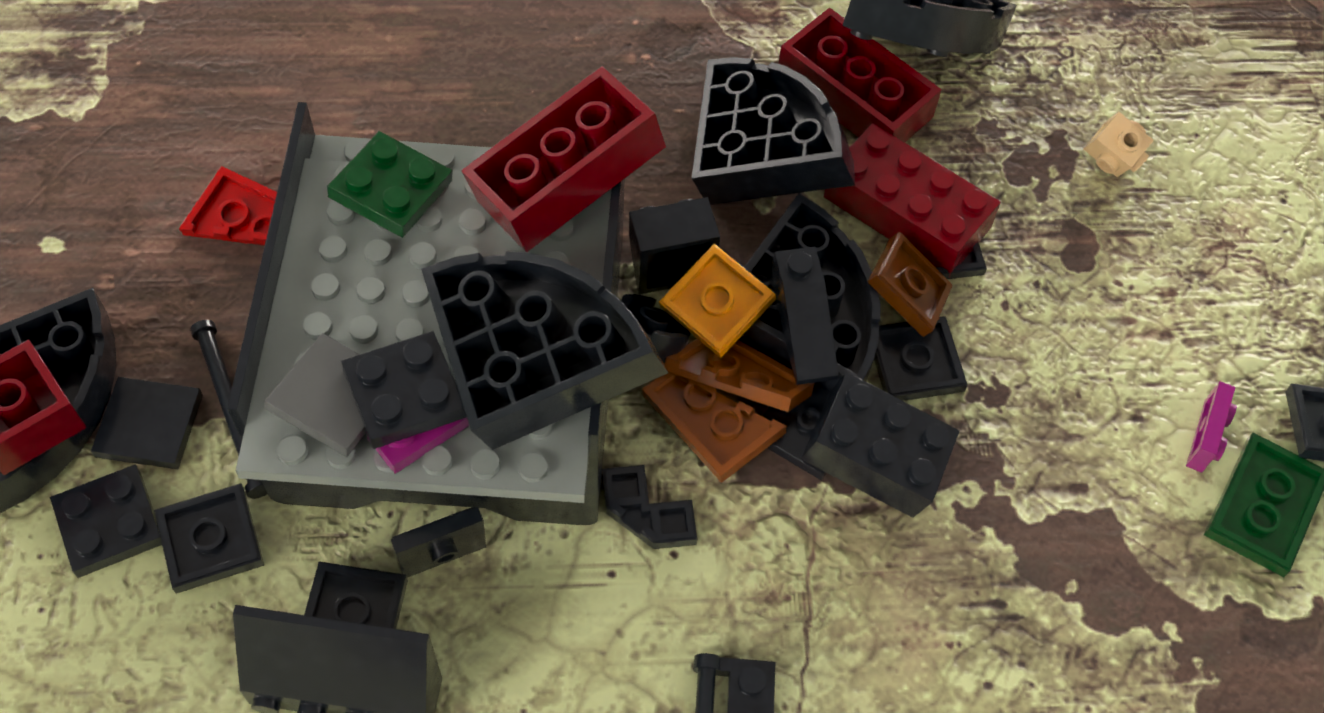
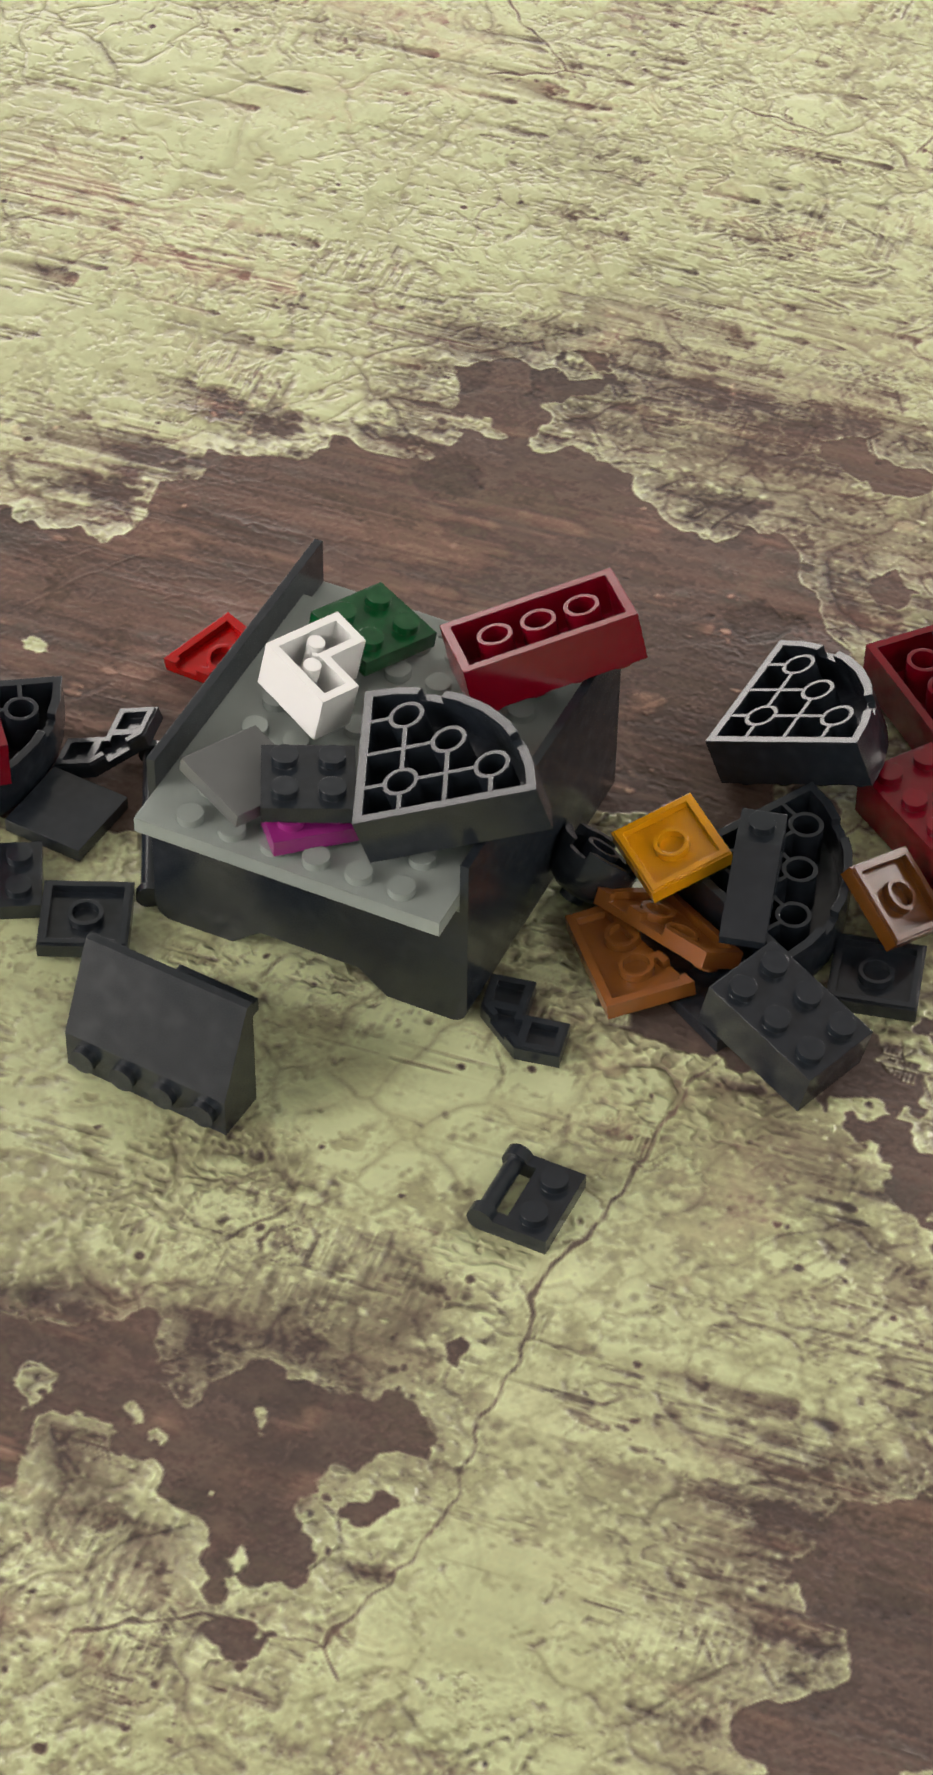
camera: 25 degrees right, 15 degrees down
(177, 325) = (128, 736): none -> black tile
(355, 261) = (315, 673): none -> white brick
(439, 541) = (300, 974): black plate -> none
(669, 241) = (649, 779): black slope -> none

